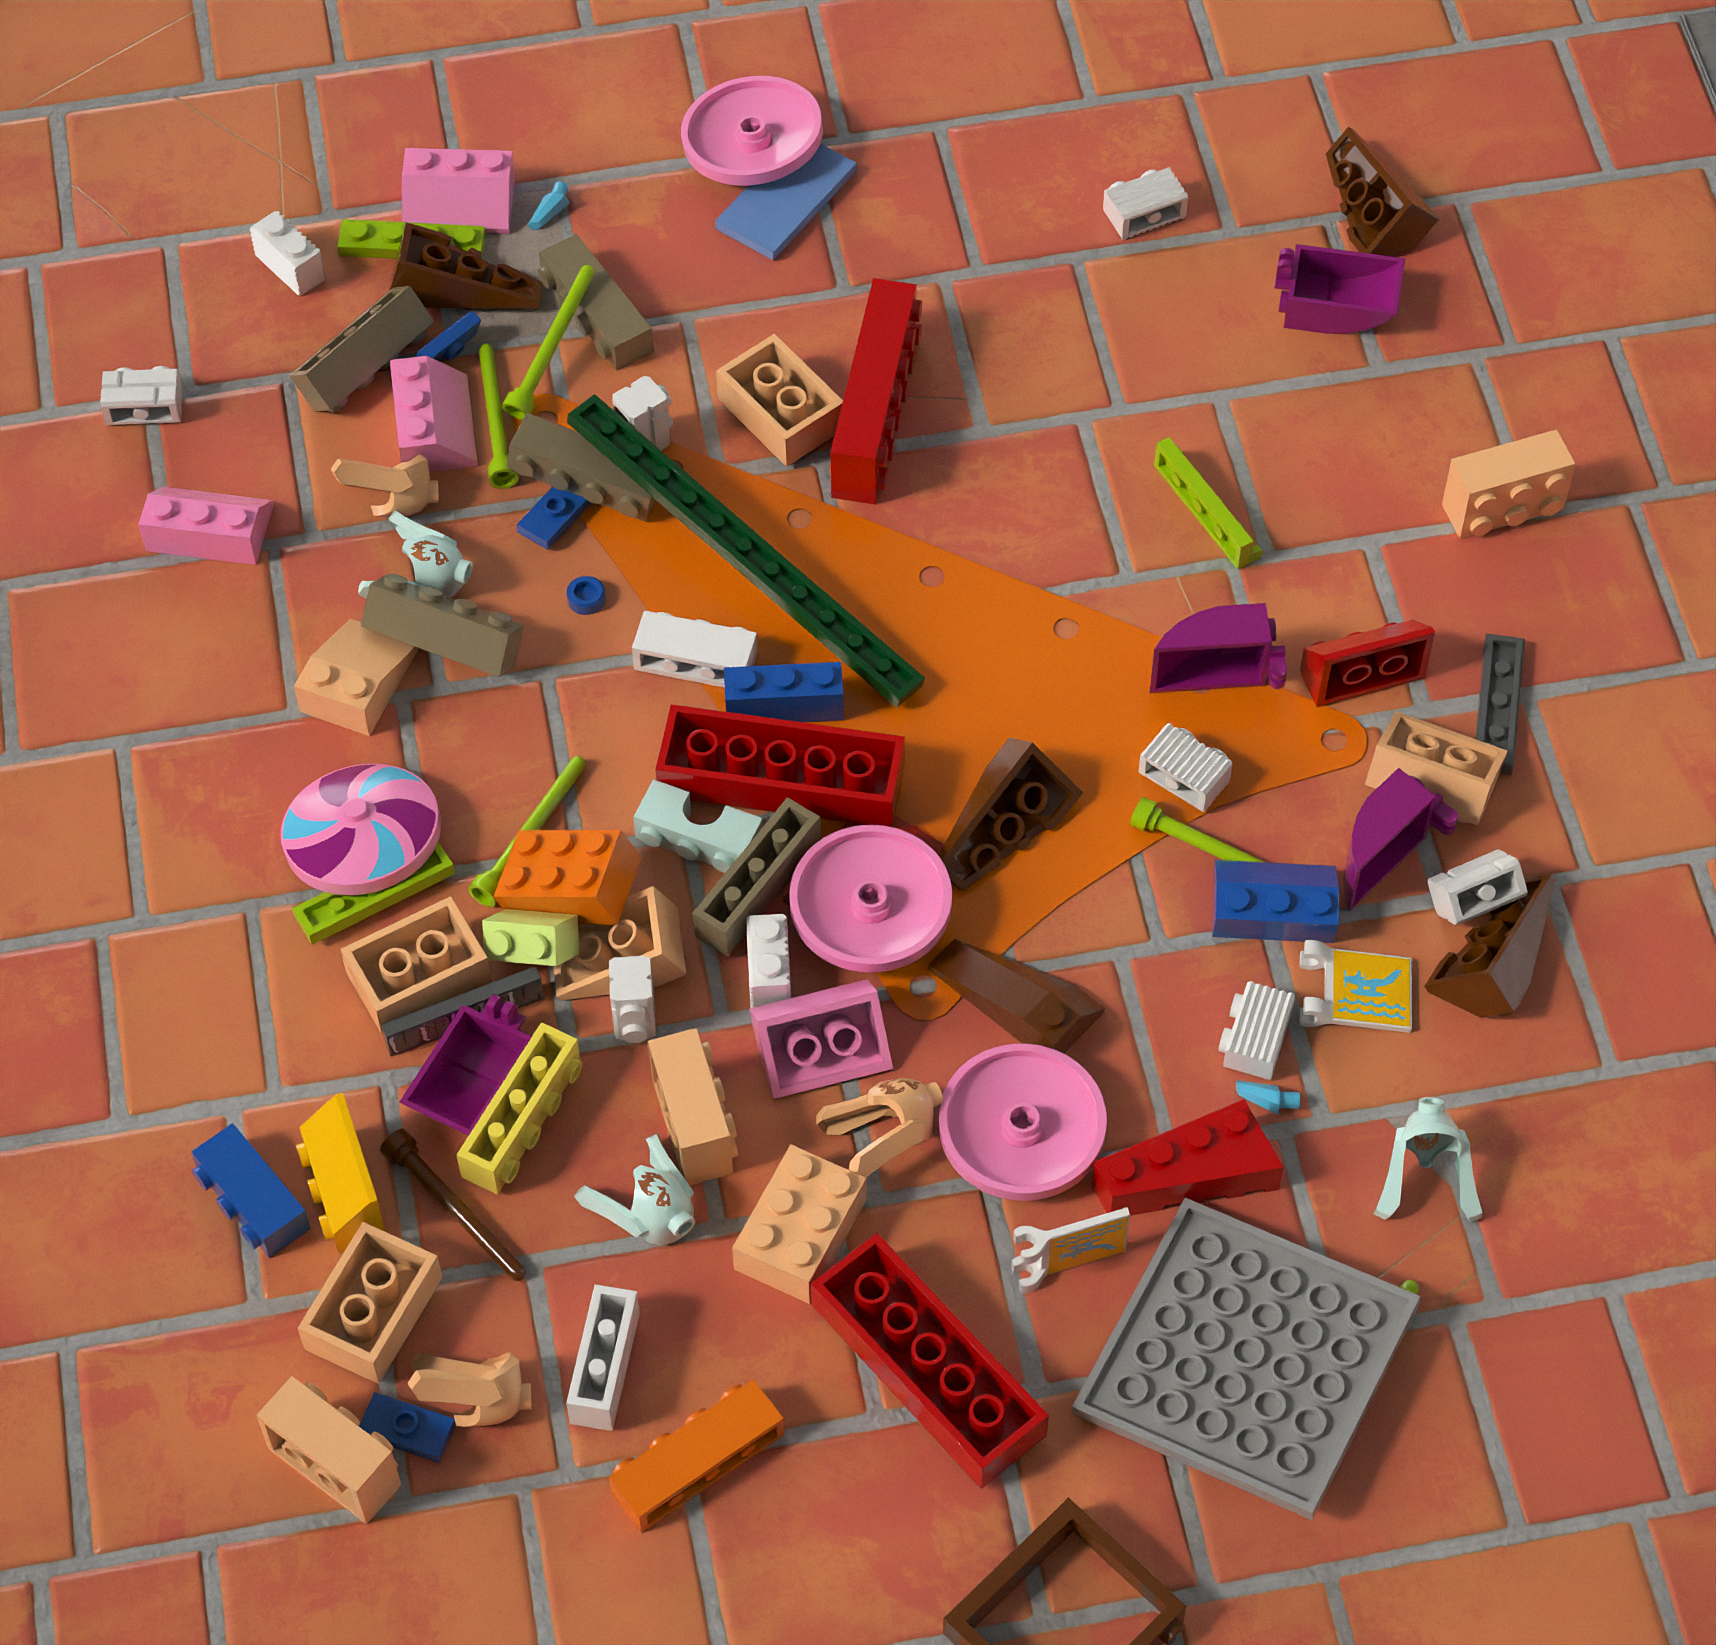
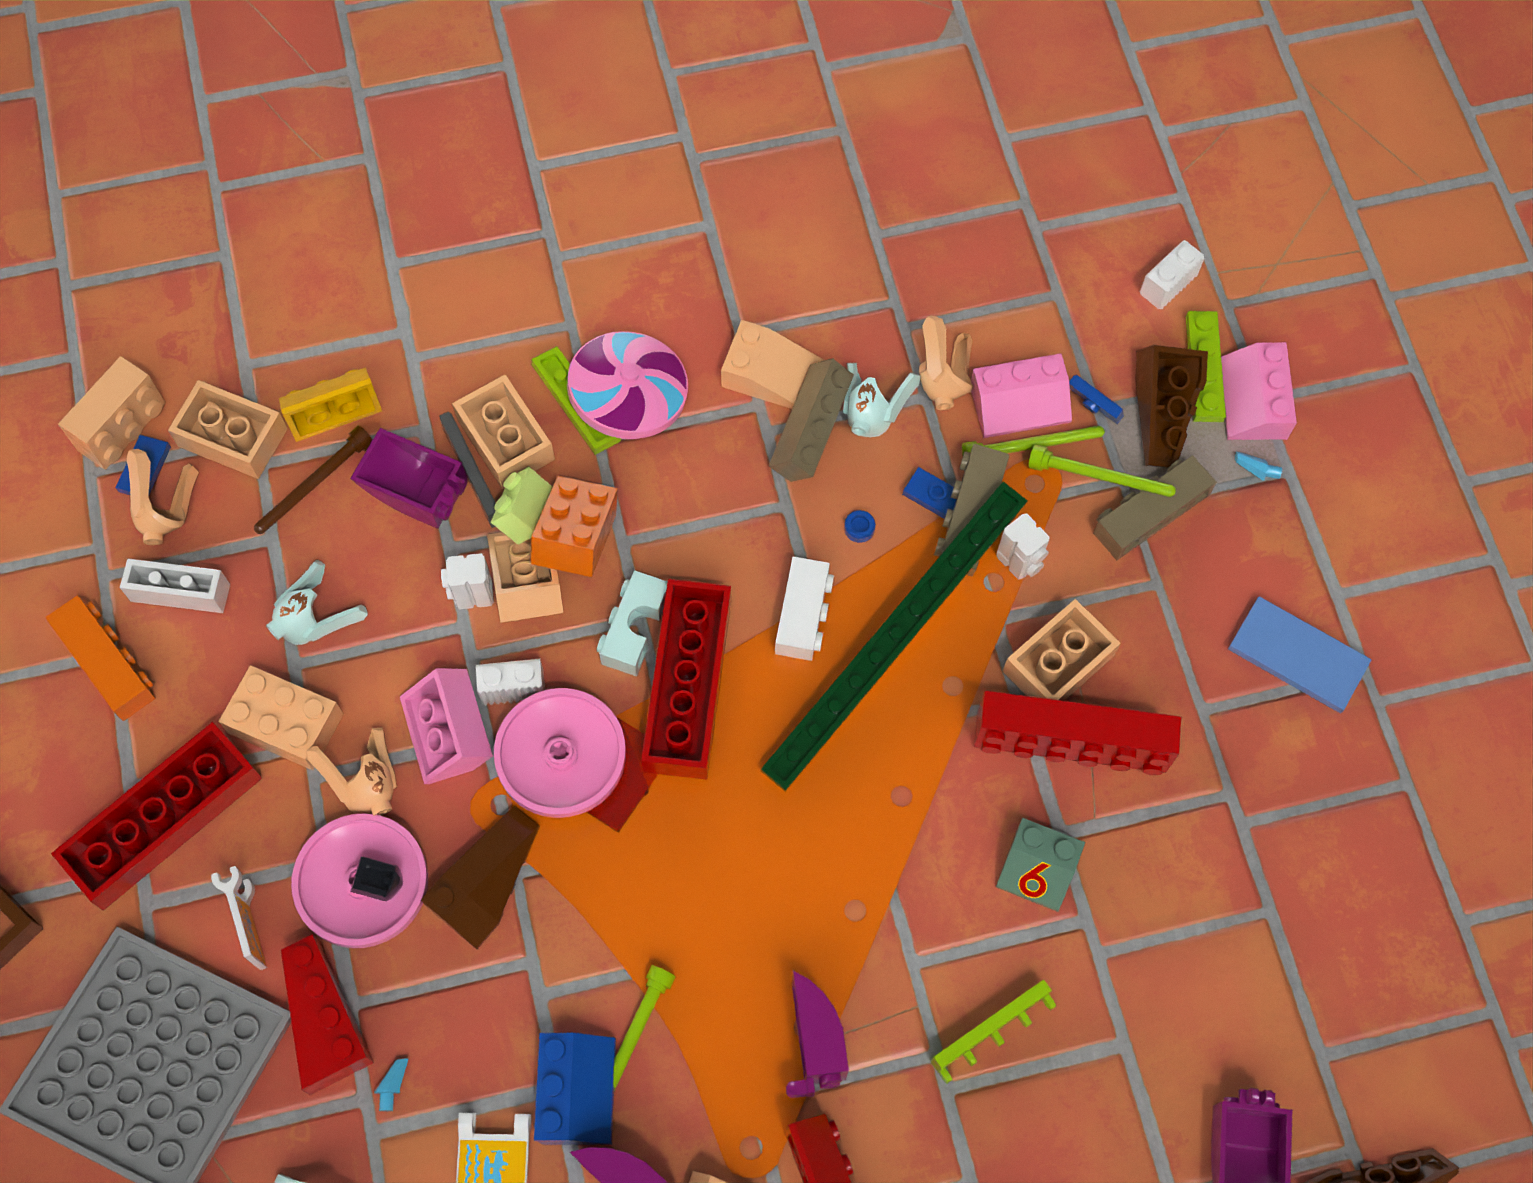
camera: 85 degrees right, 10 degrees up
(141, 396) = (1019, 193): white brick -> none
(205, 524) = (906, 250): bright pink slope -> none
(249, 1191) = (326, 346): blue brick -> none
(362, 349) = (1078, 337): dark tan brick -> none
(485, 884) = (582, 473): lime piece -> none
(519, 1109) = (381, 512): light yellow brick -> none
(693, 1106) = (374, 630): light nougat brick -> none
(752, 130) = (1359, 616): bright pink dish -> none
(756, 876) = (584, 667): dark tan brick -> none
(786, 691) = (762, 678): blue brick -> none
(1008, 807) = (663, 863): reddish brown wedge -> none
(1021, 444) = (1040, 864): none -> sand green slope
(1029, 1081) = (377, 879): none -> black plate
(1145, 202) = (1336, 969): white brick -> none
(1186, 766) = (705, 1011): white brick -> none
(1258, 1030) = (446, 1073): white brick -> none

